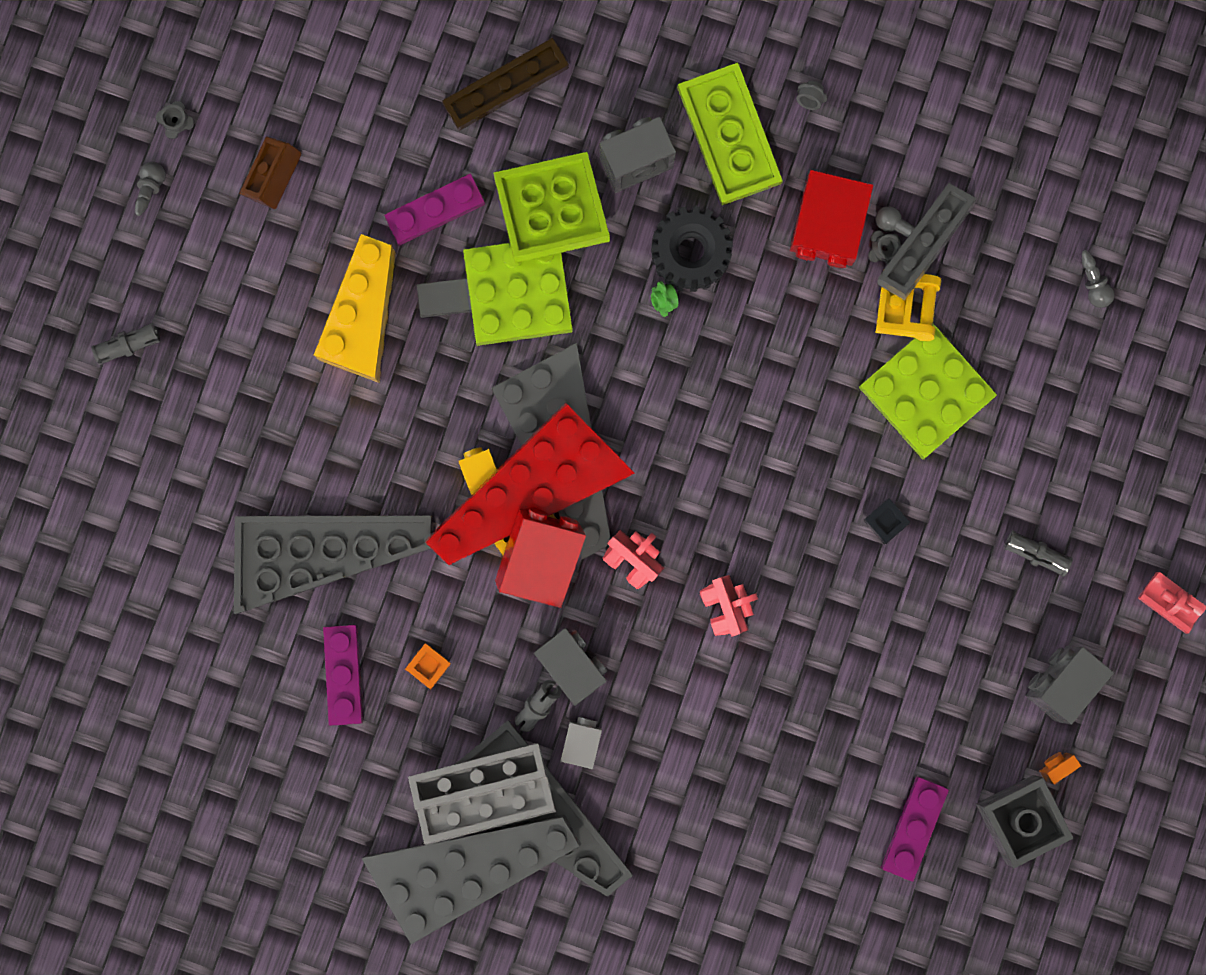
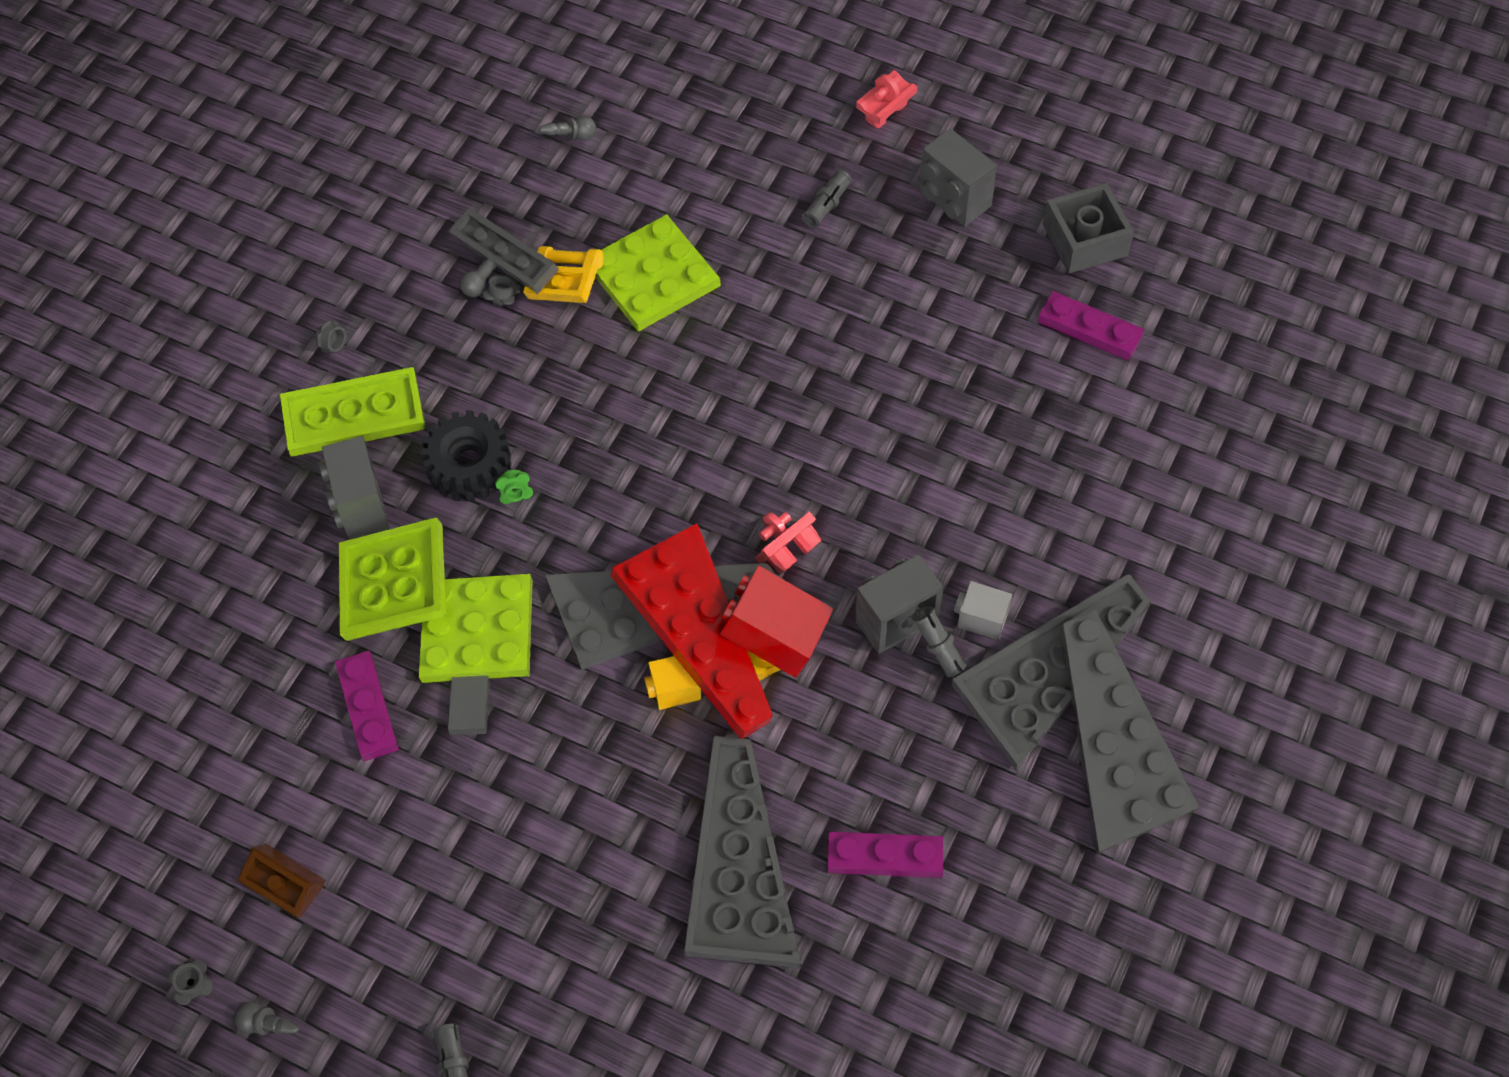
camera: 80 degrees left, 25 degrees down
(360, 312) = (470, 787): yellow wedge -> none
(428, 666) = (884, 758): orange plate -> none
(482, 794) = (1033, 702): light grey brick -> none
(505, 84) = (244, 617): dark brown plate -> none
(733, 608) = (864, 457): coral hips -> none
(831, 219) = (462, 331): red brick -> none
(886, 521) = (778, 315): black plate -> none
(1058, 767) = (1035, 198): orange plate -> none

